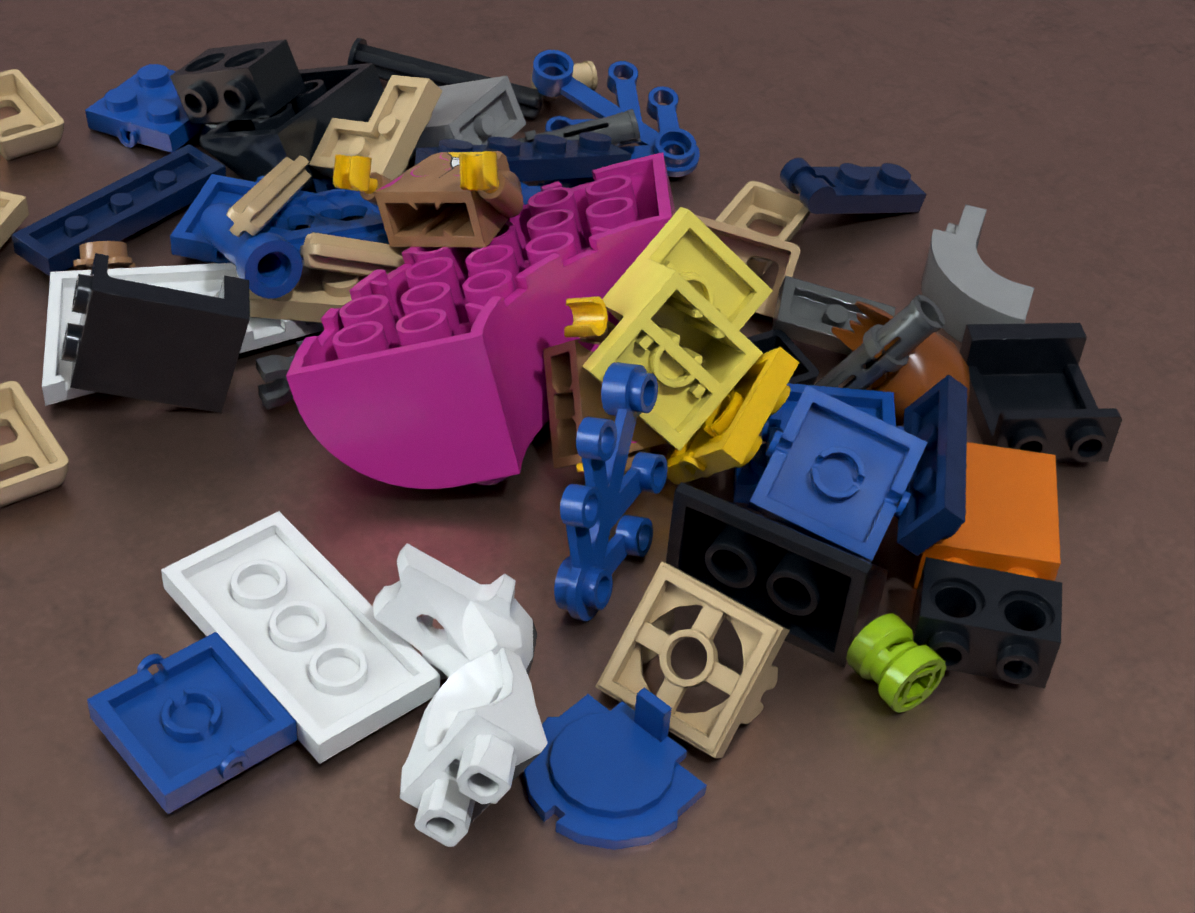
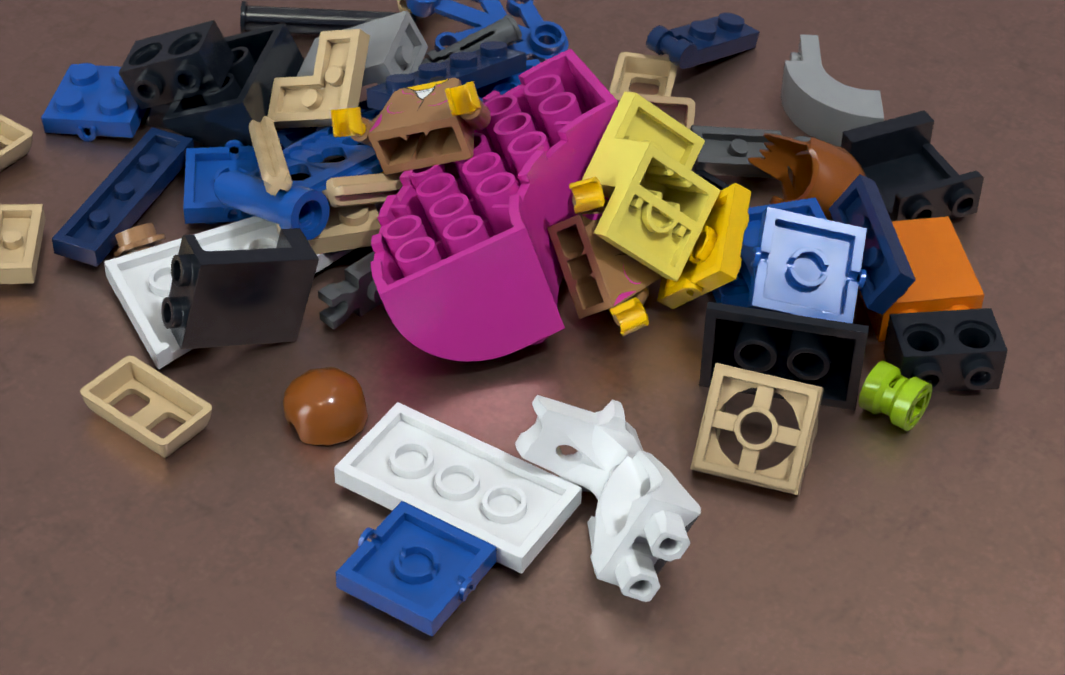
camera: 15 degrees left, 0 degrees up
(202, 495) = (325, 406): none -> dark orange hair
(592, 509) = (653, 356): blue plant -> none
(612, 774) = (737, 525): blue piece -> none
(912, 325) = (803, 164): dark grey pin -> none

